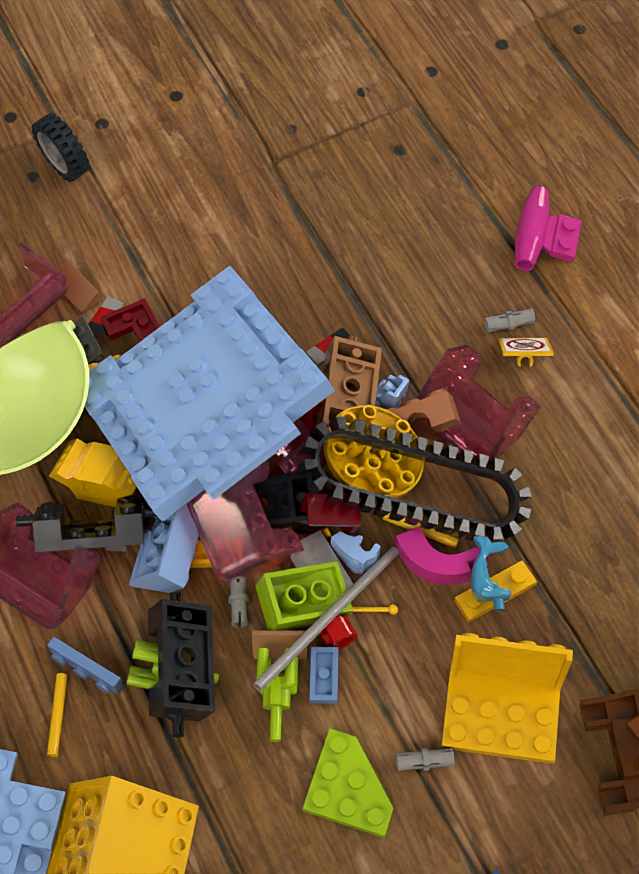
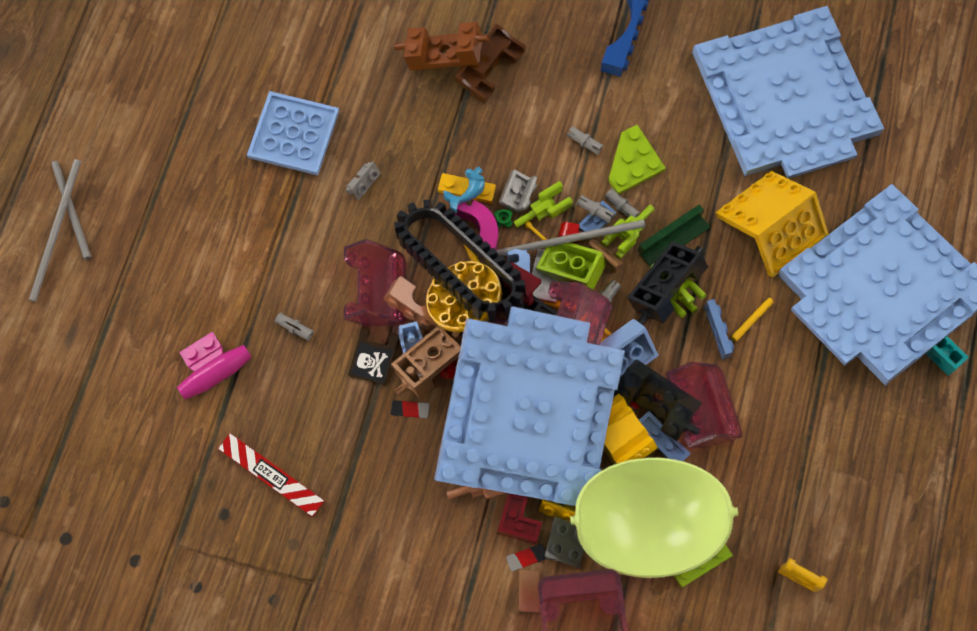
camera: 140 degrees left, 10 degrees up
(75, 507) = (665, 445): none -> medium blue plate
(221, 735) = (680, 231): none -> dark green panel
(312, 719) = (621, 204): none -> light grey pin
(333, 677) = (595, 209): none -> light grey pin
(391, 639) = (546, 206): none -> lime plant
(393, 201) = (271, 475): none -> tile
(408, 354) = (371, 359): none -> flag
(424, 584) = (507, 214): none -> green plate
(436, 628) = (518, 191): none -> light grey bracket
(504, 697) = (523, 129): yellow bracket -> none
(525, 348) = (306, 298): piece -> none
(603, 493) = (367, 176): none -> light grey hinge

